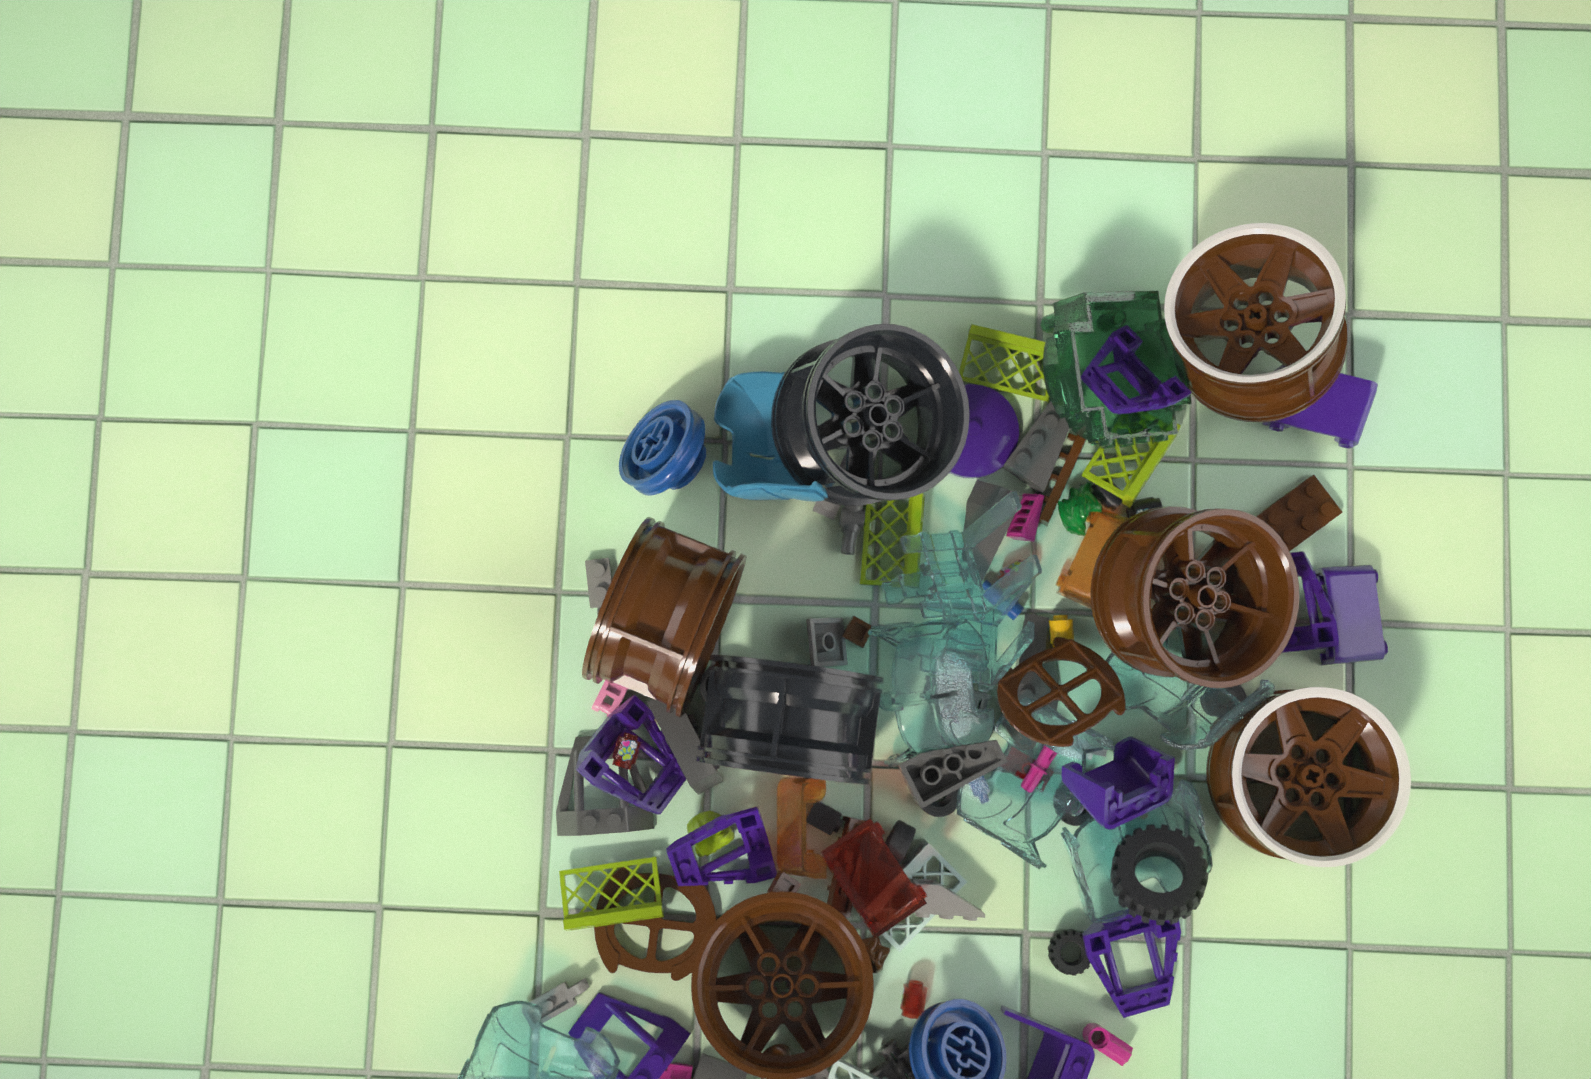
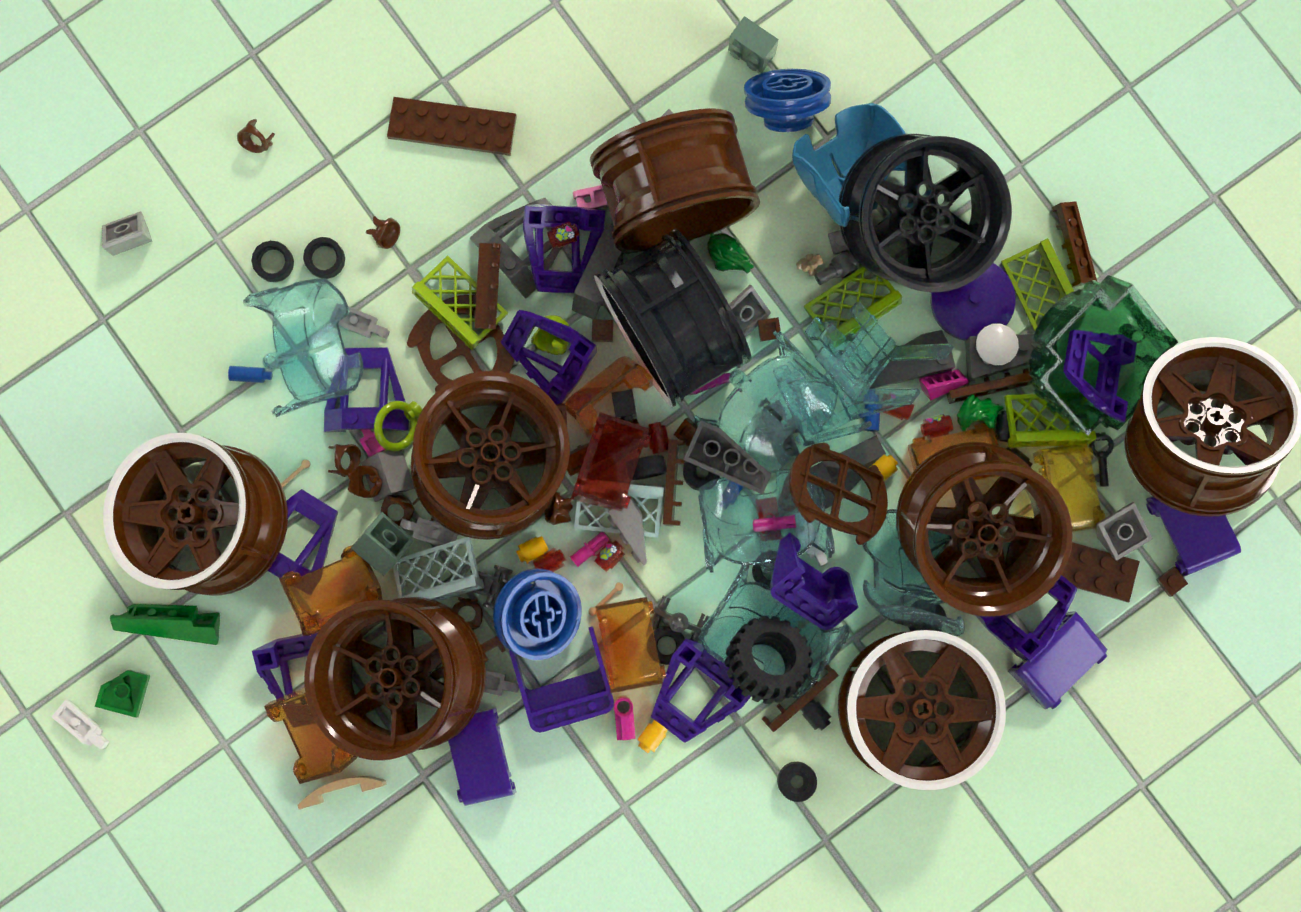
camera: 55 degrees right, 0 degrees up
(297, 974) = (245, 141): none -> reddish brown piece
(413, 1038) = (261, 250): none -> black tyre
(440, 770) = (452, 126): none -> reddish brown plate
(449, 985) = (314, 245): none -> black tyre
(490, 911) = (386, 232): none -> reddish brown piece
(589, 441) = (752, 45): none -> sand green brick
(619, 858) = (487, 285): none -> reddish brown hinge
(676, 1018) = (411, 411): none -> lime piece
(739, 782) = (602, 330): none -> reddish brown plate
(760, 613) = (728, 253): none -> green hair
(827, 548) = (810, 263): none -> tan plant
(877, 810) = (659, 437): none -> clear red brick
(890, 1006) = (532, 549): none -> yellow brick
(892, 780) = (686, 431): none -> reddish brown plate
(929, 831) = (671, 482): none -> reddish brown hinge
(929, 952) = (589, 549): none -> dark pink axle
(950, 939) = (609, 555): none -> clear red brick
(983, 952) = (618, 587): none -> tan hinge
(992, 303) = (1075, 243): none -> reddish brown hinge
(1033, 445) = (997, 344): none -> white dish
(1049, 989) = (629, 644): none -> clear orange windscreen
(1059, 926) = (678, 622): none -> dark grey axle
(1060, 554) = (936, 426): none -> clear red brick
(1143, 1031) = (652, 736): none -> yellow brick
(1196, 431) = (1102, 456): none -> black piece
(1203, 479) = (1073, 477): none -> clear yellow windscreen
(1214, 883) = (799, 703): none -> reddish brown hinge
(1234, 866) = (816, 715): none -> black brick
(1280, 468) = (1123, 531): none -> light grey slope
(1293, 924) = (809, 781): none -> black tyre
(1351, 460) = (1172, 581): none -> reddish brown plate

